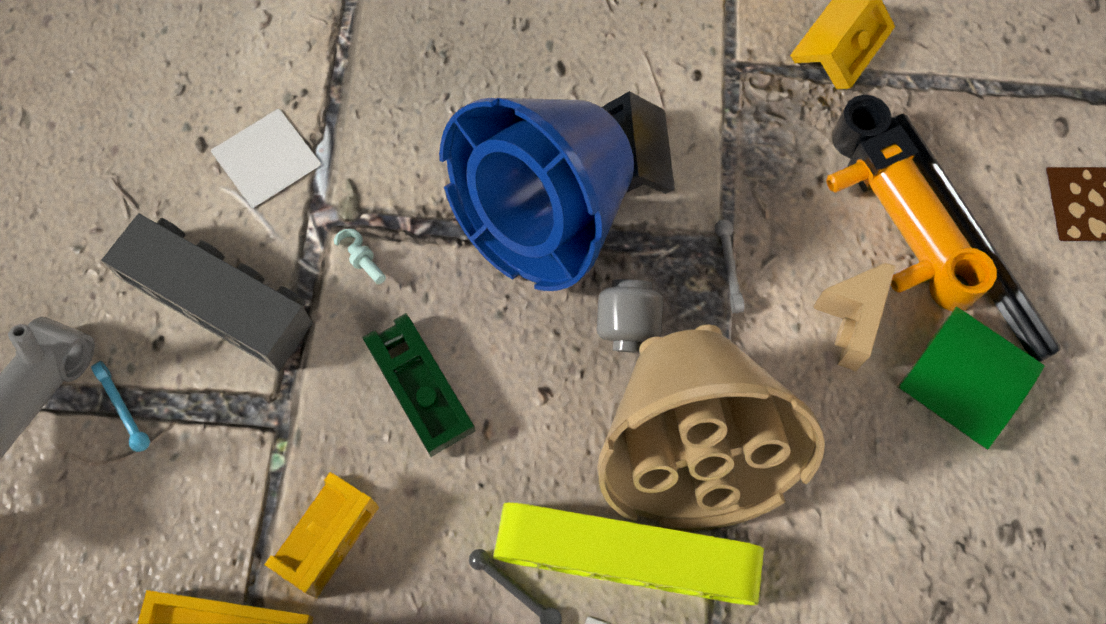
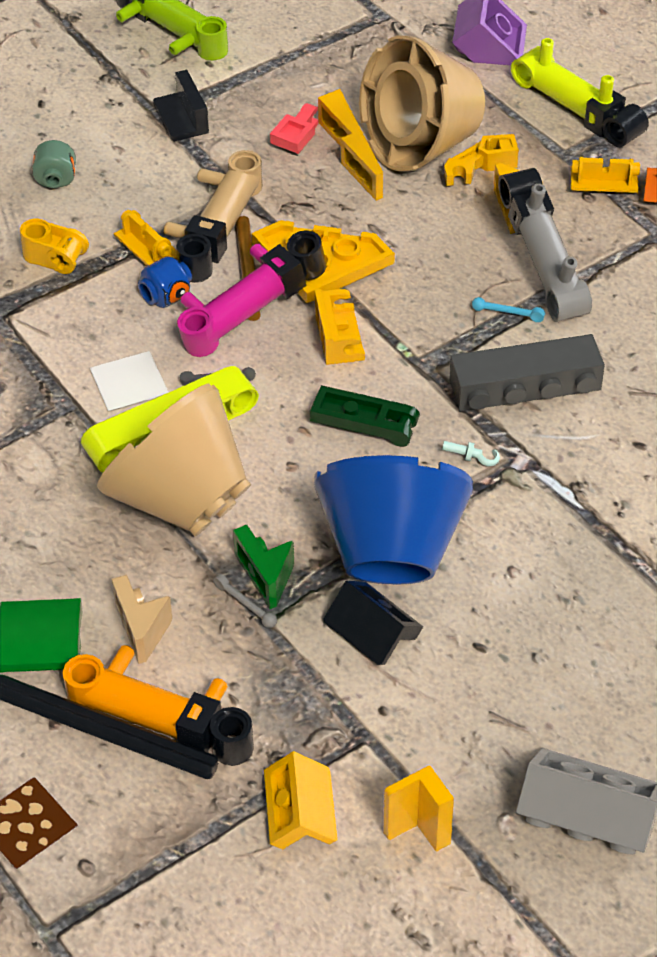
camera: 140 degrees right, 20 degrees down
(265, 158) = (593, 465): white sticker -> none
(629, 314) = (277, 519): light grey head -> none
(686, 267) = (266, 568): none -> green slope

